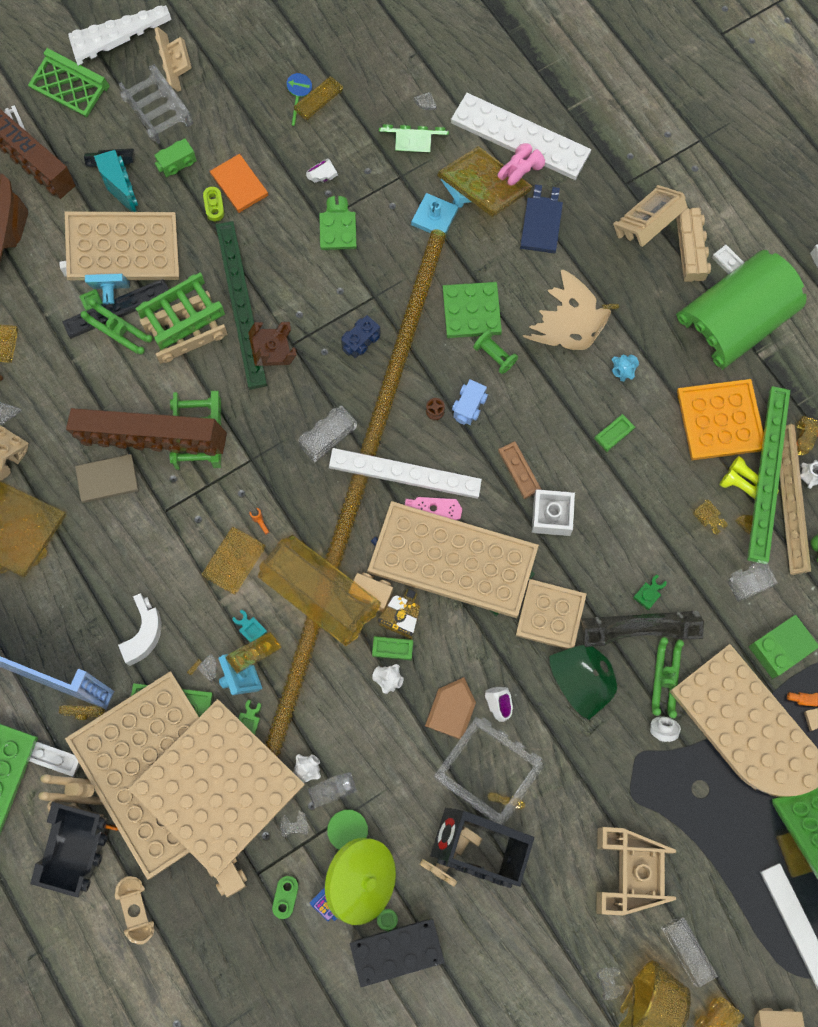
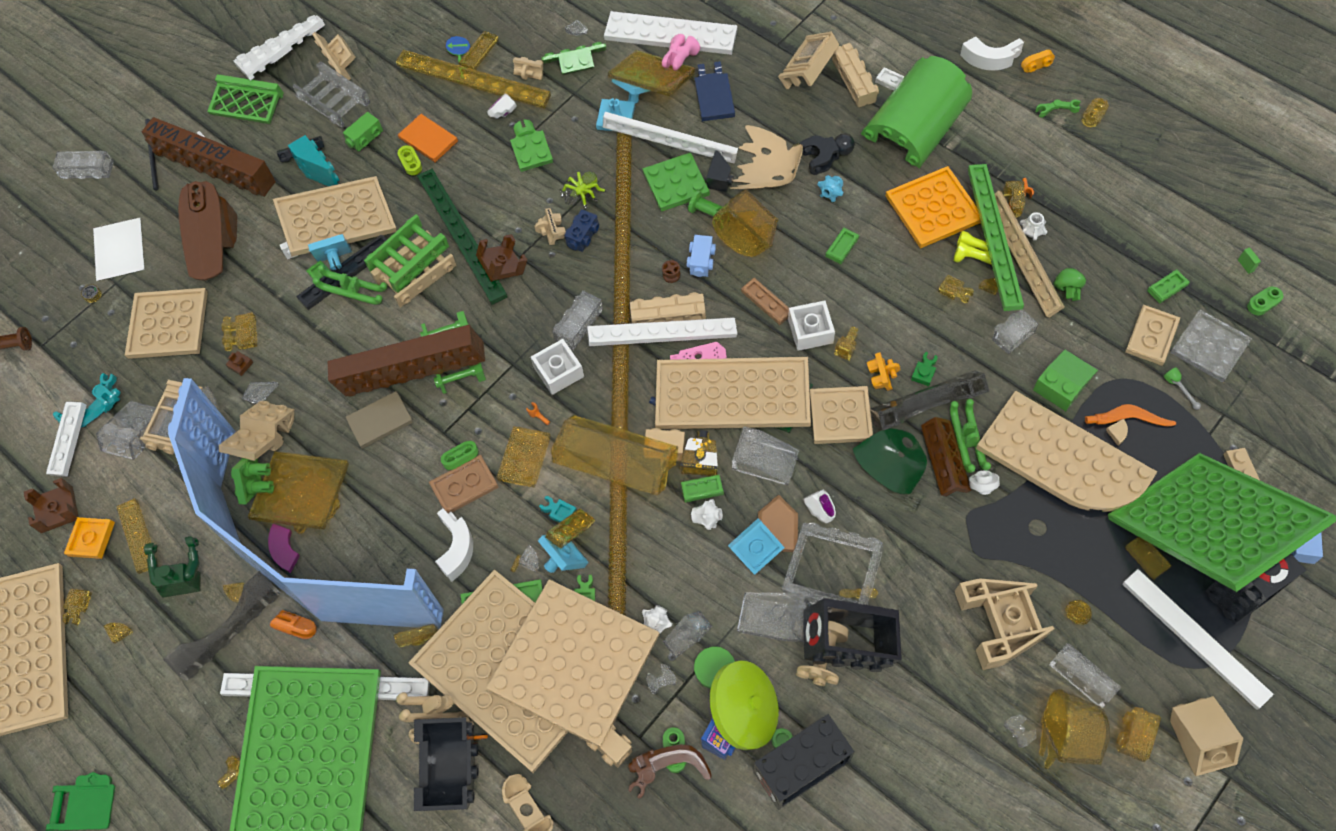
camera: 10 degrees left, 10 degrees down
(168, 571) = (463, 484): none -> medium nougat tile
(172, 540) = (459, 455): none -> bright green plate
(259, 903) = (654, 760): none -> reddish brown piece
(292, 478) = (557, 366): none -> white brick
(303, 129) = (473, 78): none -> clear yellow plate
(328, 320) = (548, 227): none -> tan hips
(362, 135) = (528, 68): none -> tan hips
(376, 290) = (582, 188): none -> animal
(418, 451) = (668, 309): none -> tan brick
(418, 798) = (773, 615): none -> clear slope
(423, 726) = (756, 546): none -> medium azure tile
(463, 635) = (764, 456): none -> clear slope
(479, 261) = (668, 137): none -> white tile
(517, 316) = (719, 174): none -> black slope
(524, 384) = (745, 225): none -> clear yellow piece
(581, 543) = (846, 345): none -> clear yellow piece
(609, 581) = (883, 379): none -> light orange hips
(634, 689) = (943, 456): none -> reddish brown fence
(635, 323) = (827, 151): none -> black piece
(707, 887) = (1078, 612): none -> clear yellow plate

